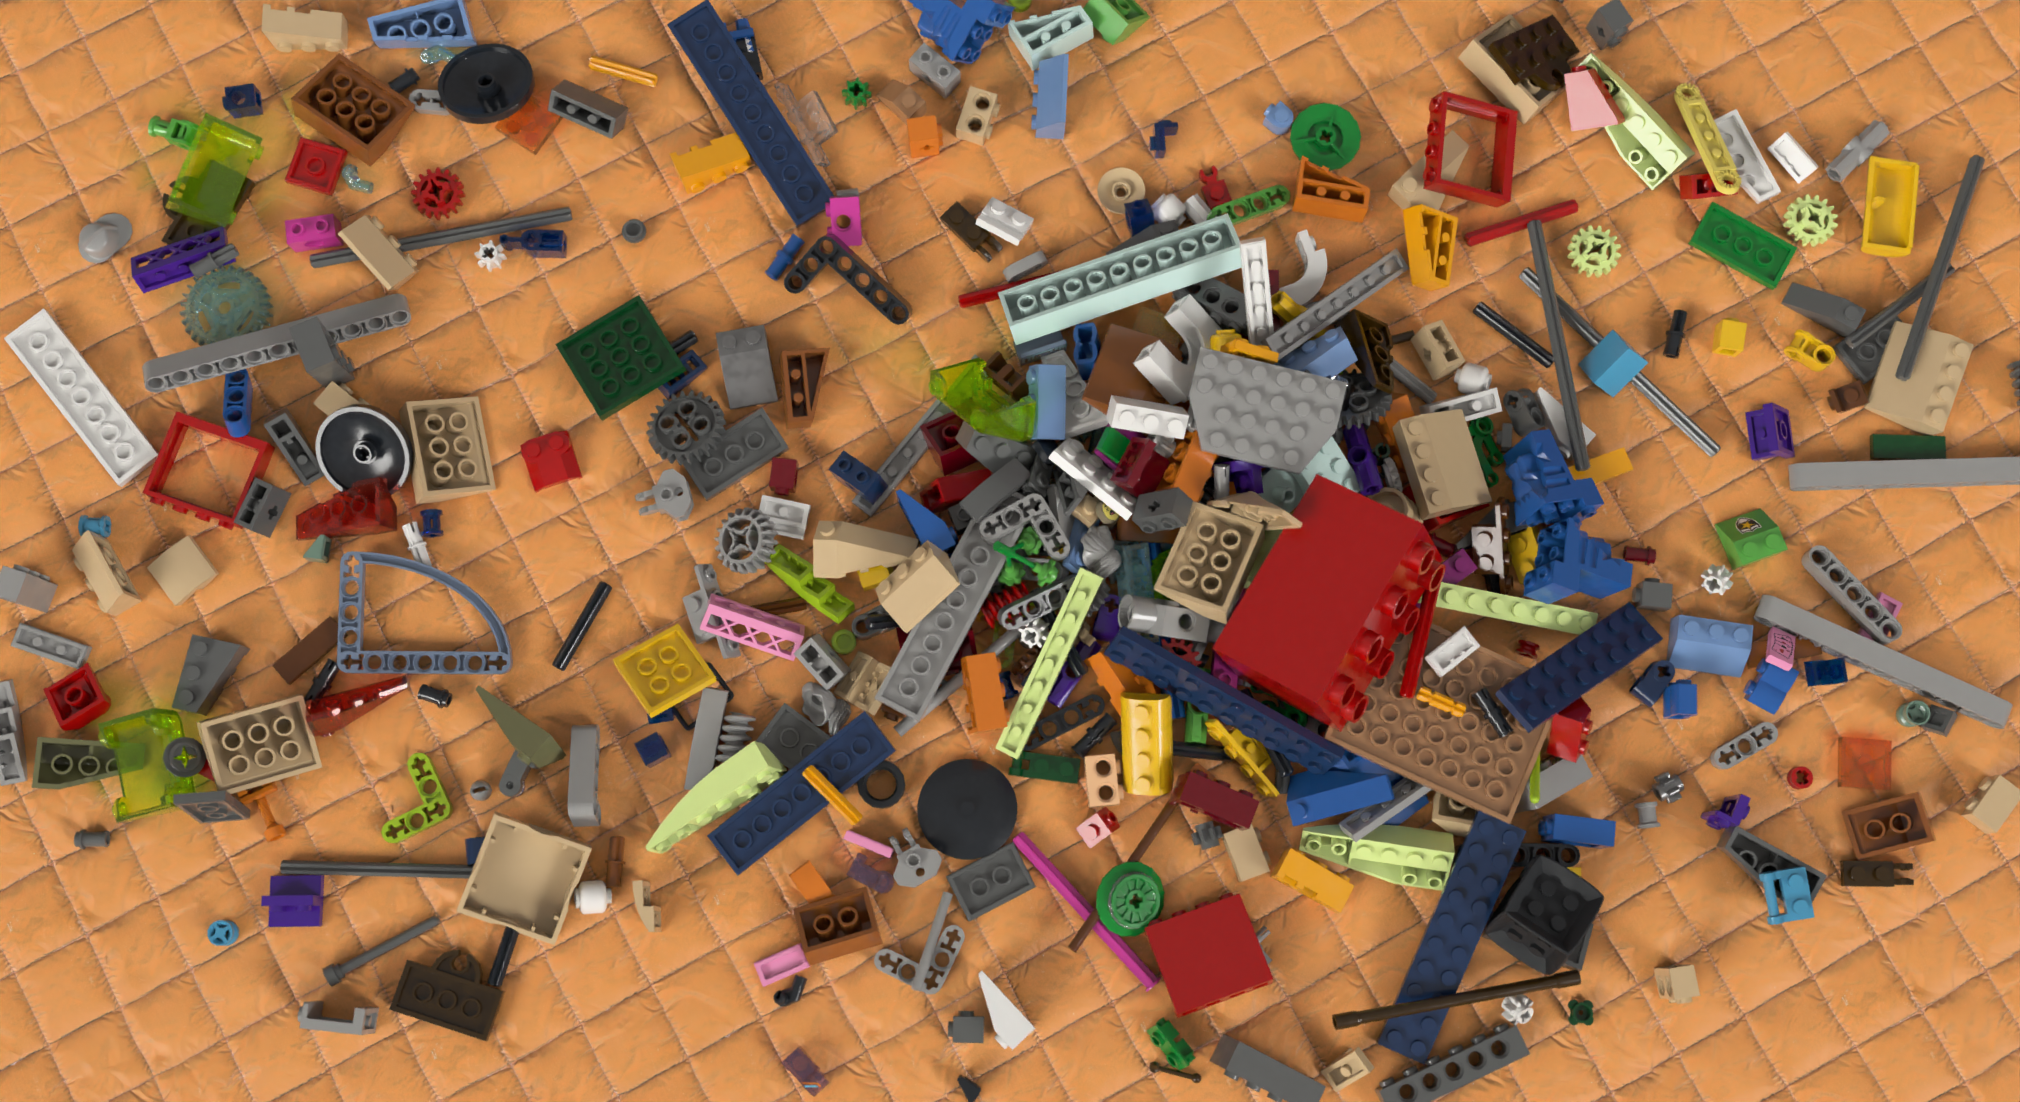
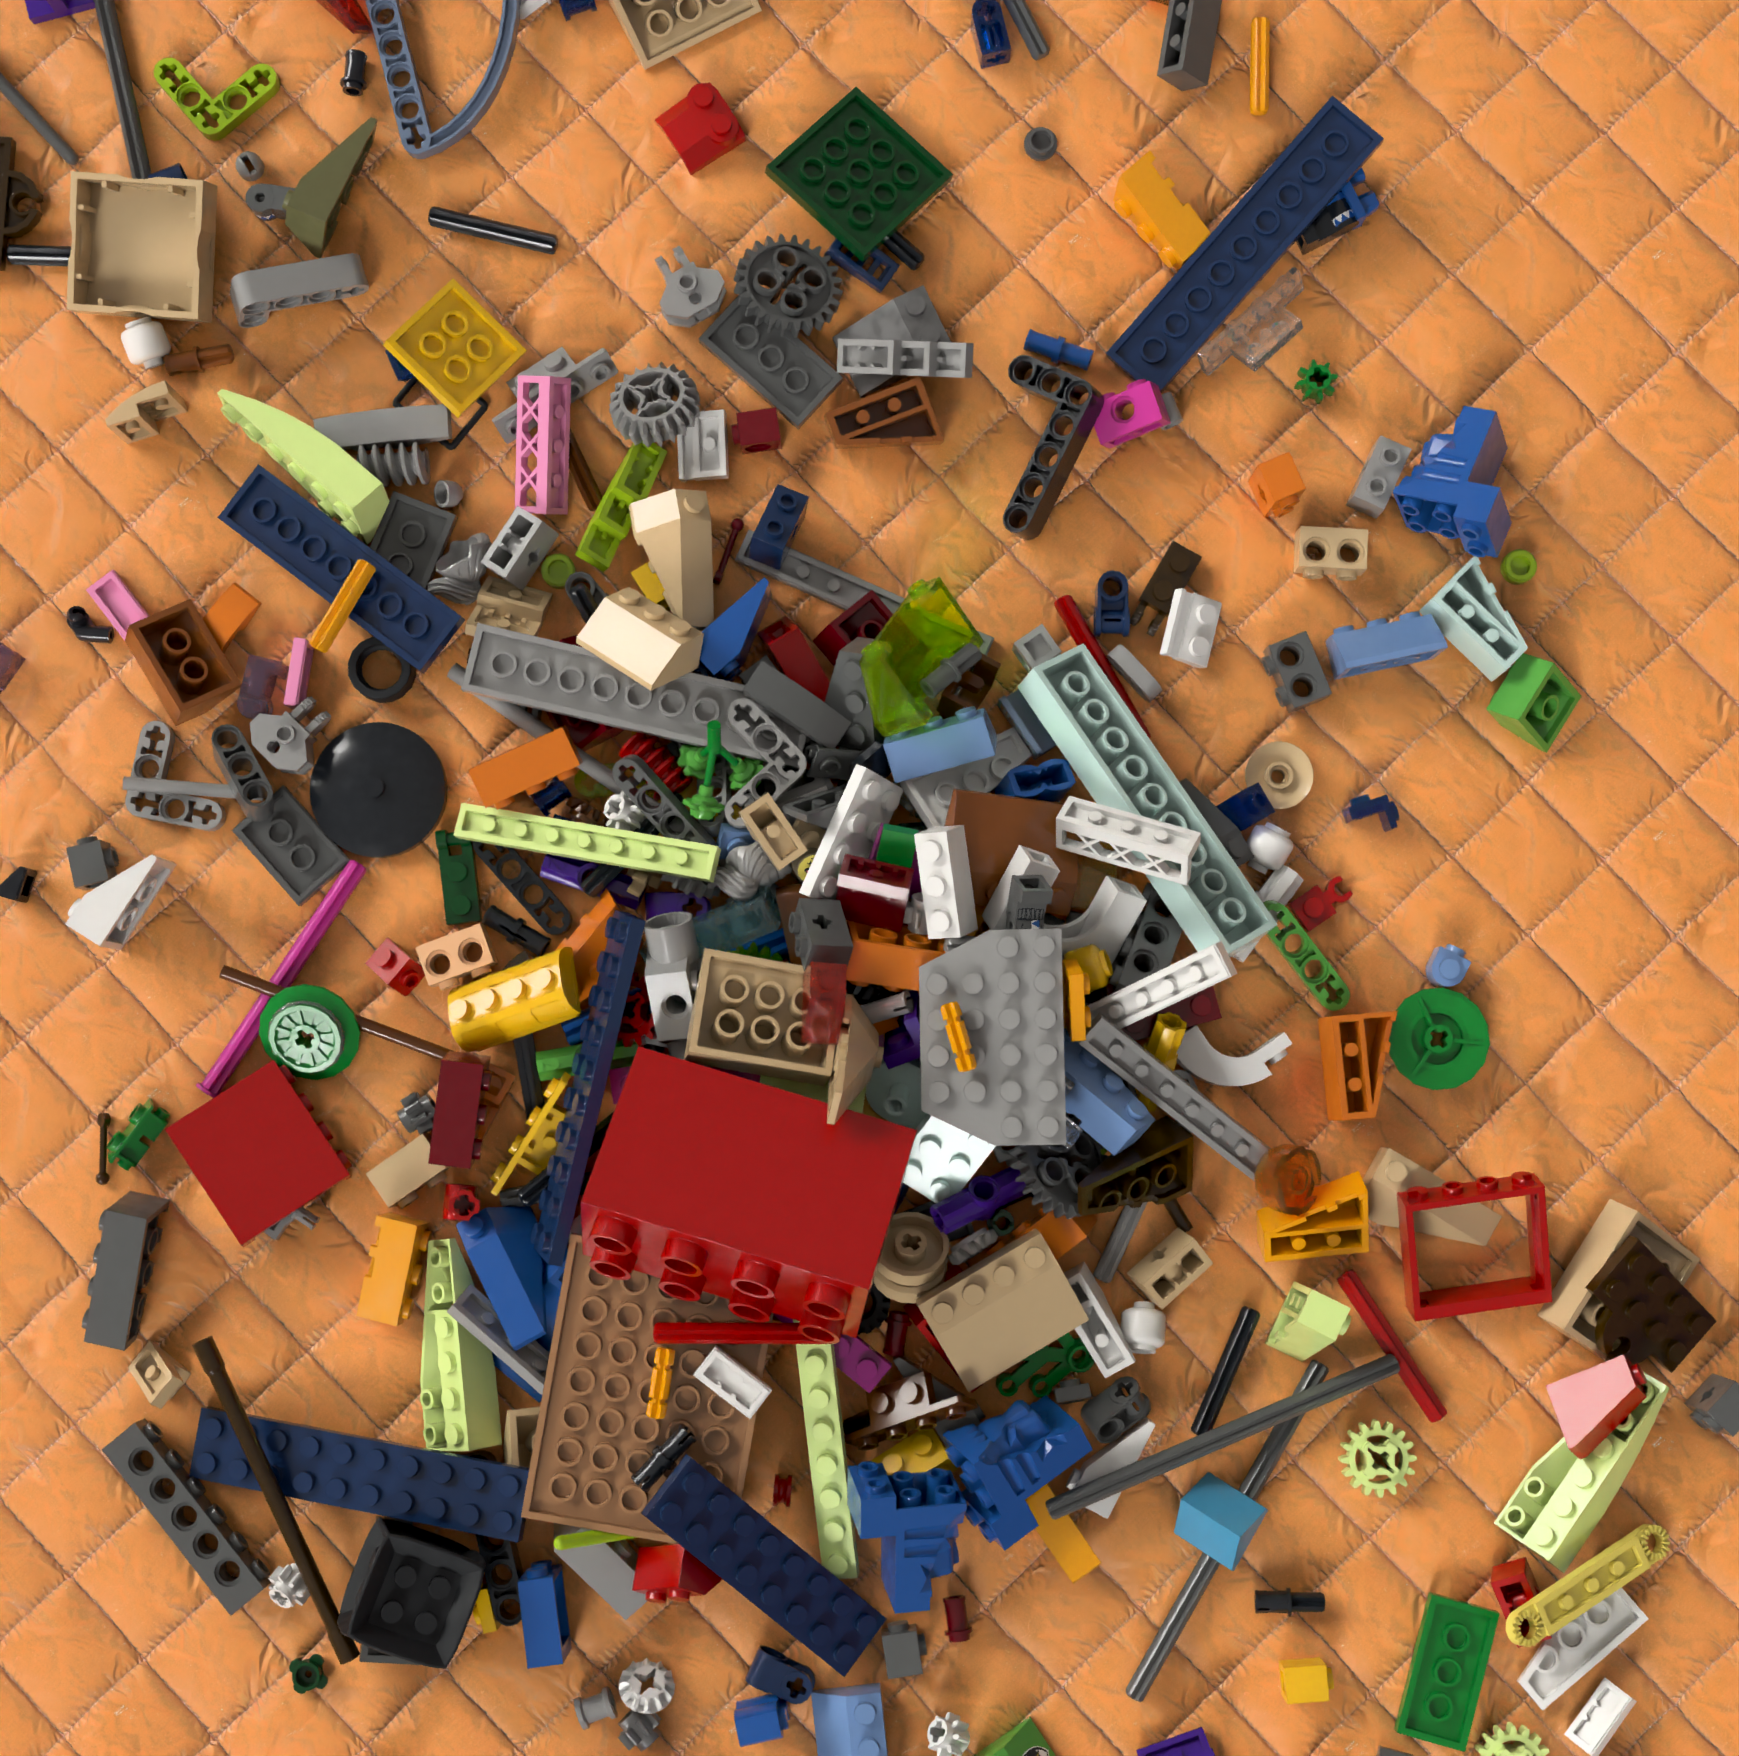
camera: 80 degrees right, 5 degrees up
(653, 750) = (351, 364): clear blue brick -> none
(764, 358) = (905, 358): none -> light grey slope
(766, 705) = (447, 493): none -> light grey hinge
(845, 508) = (736, 525): none -> dark red hinge
(902, 100) = (1322, 446): medium nougat slope -> none
(942, 903) = (238, 759): none -> dark grey beam
(976, 269) = (1111, 612): none -> dark blue piece
(993, 326) = (1035, 648): none -> light grey brick
(996, 381) = (950, 670): none -> dark grey axle
(1053, 153) = (1306, 670): none -> dark grey brick
(1080, 526) = (772, 831): none -> tan slope
(1144, 291) = (1126, 833): none -> white fence
(1178, 368) = (1027, 905): none -> dark grey leg
(1212, 516) = (823, 1002): none -> clear red slope
(1258, 432) = (958, 1036): none -> light orange axle
(1278, 819) = (460, 1202): none -> red piece
(1397, 256) = (1287, 1178): none -> clear orange cylinder
(1495, 268) = (1307, 1323): none -> yellowish green wedge
(1636, 784) = (652, 1699): none -> white gear

